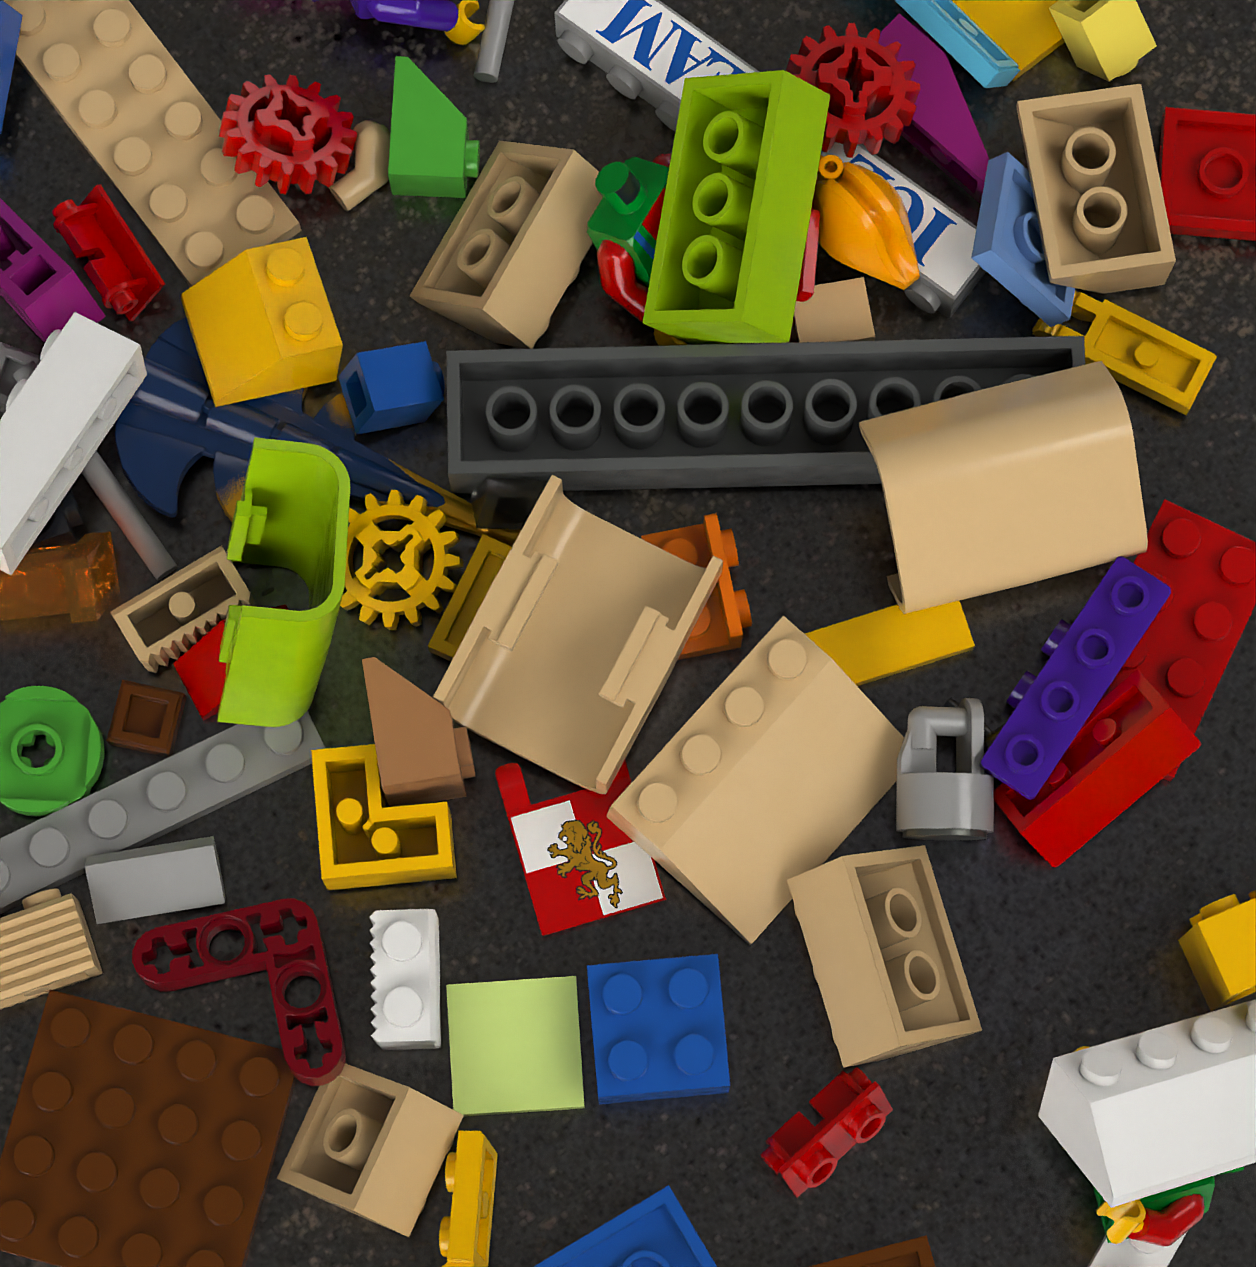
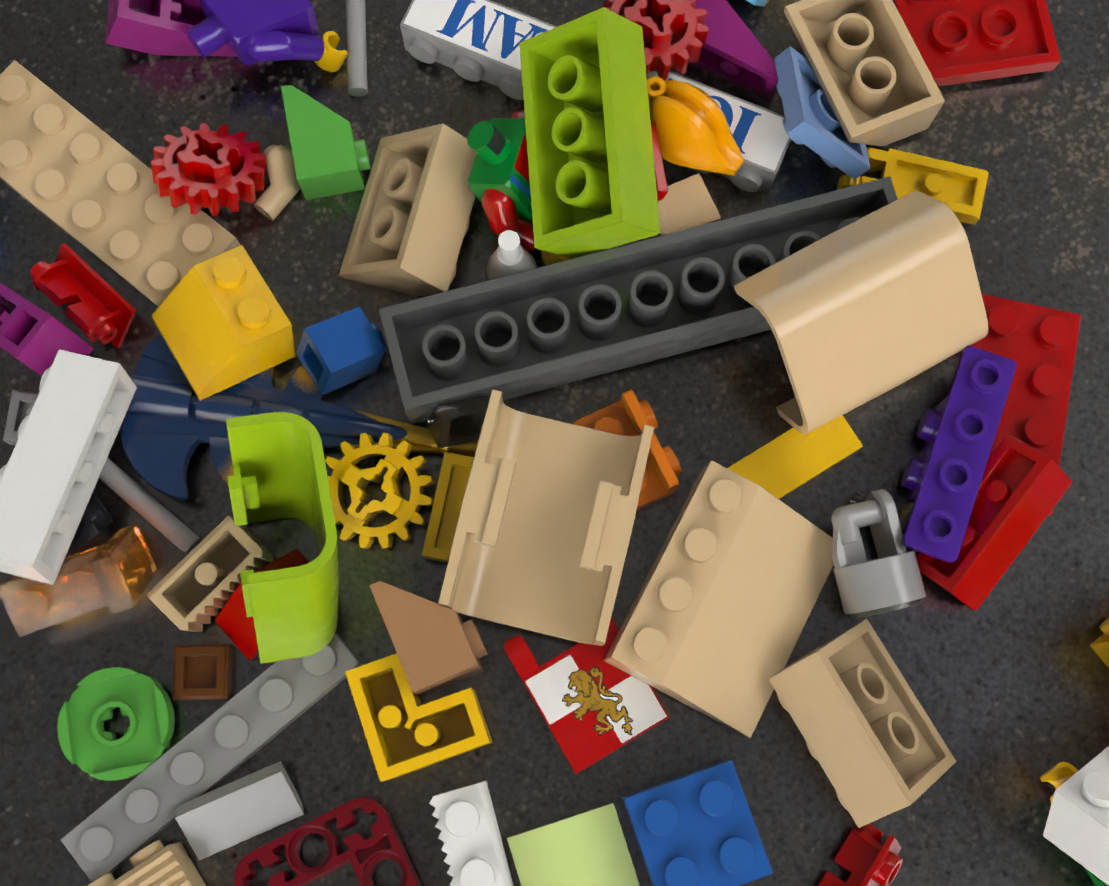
camera: 15 degrees left, 0 degrees up
(615, 326) = (509, 257): none -> white cone

